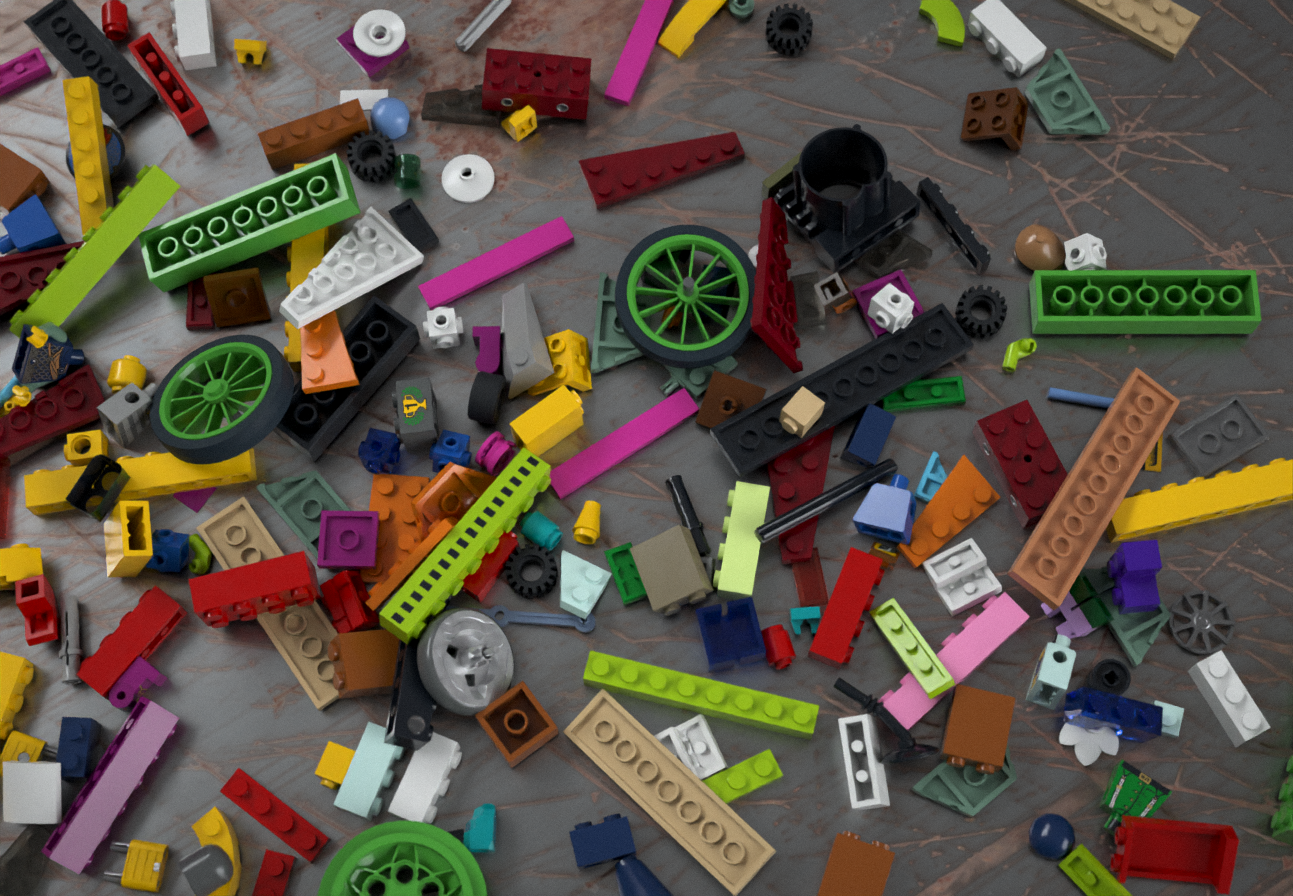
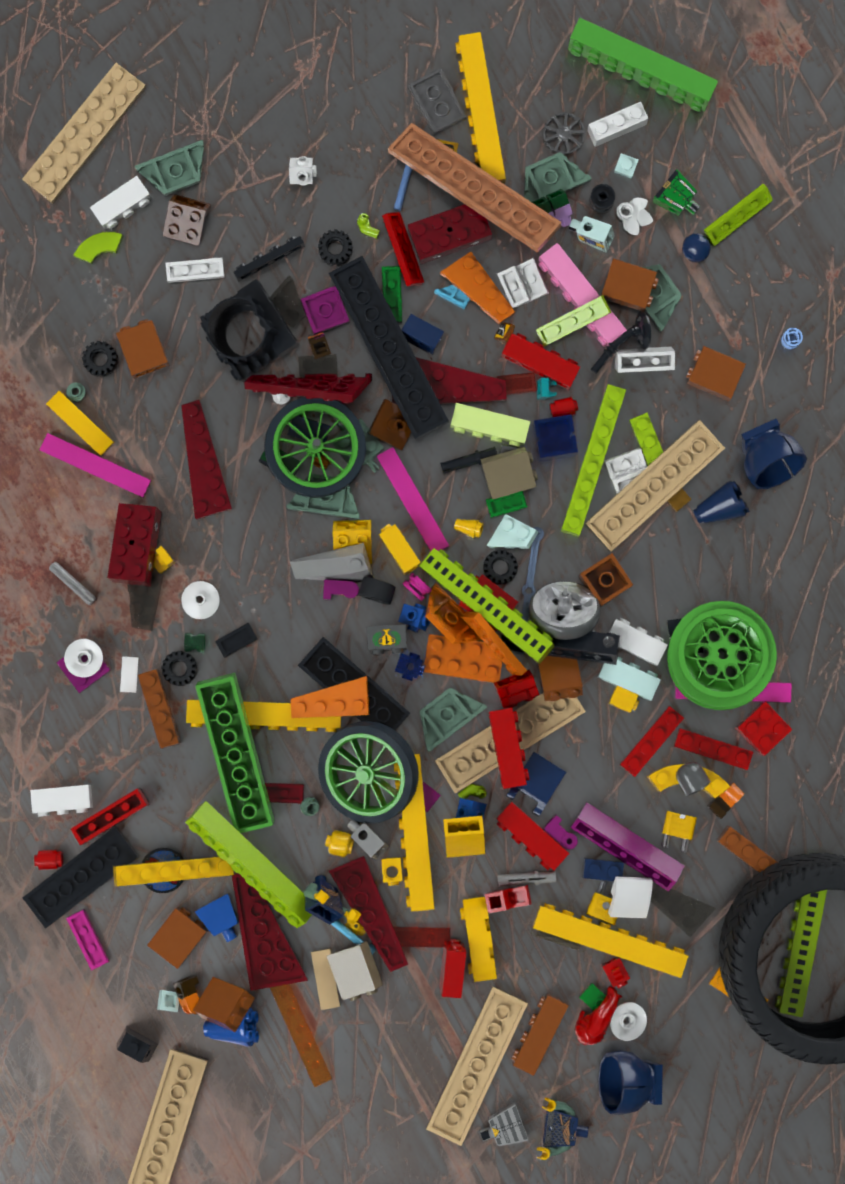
camera: 85 degrees left, 15 degrees up
(93, 476) = (426, 859): black piece -> none
(174, 334) = (312, 809): none -> sand green plate
(214, 651) = (543, 782): none -> dark blue flag
(237, 297) = (287, 764): reddish brown tile -> none
(254, 47) = (80, 757): yellow tile -> none
(348, 539) = (473, 687): magenta plate -> none
(354, 266) = (271, 676): white wing -> none
(390, 117) = (148, 655): medium blue hair -> none
(443, 327) = (320, 628): white brick -> none
(481, 830) = (671, 607): teal rock -> none
(496, 263) = (270, 581): dark pink tile -> none
(541, 530) = (473, 559): teal brick -> none
(602, 842) = (683, 530): dark blue brick -> none
(650, 833) = (679, 500): none -> pearl gold tile
(779, 178) = (220, 372): olive tile -> none
(801, 412) = (410, 376): tan brick -> none
(808, 77) = (142, 348): none -> dark orange brick
(825, 500) = (467, 366): black axle -> none
(887, 511) = (477, 326): torso -> none
(891, 308) = (335, 307): white brick -> none
(925, 134) = (195, 270): none -> white plate
(967, 410) = (403, 249): none -> red plate
(1040, 248) = (291, 201): medium nougat hat -> none
(1096, 708) = (625, 198): clear blue arch -> none
(1134, 576) = (537, 171): dark purple brick -> none
(1144, 302) = (339, 136): bright green brick -> none
(1175, 851) = (712, 172): red panel -> none

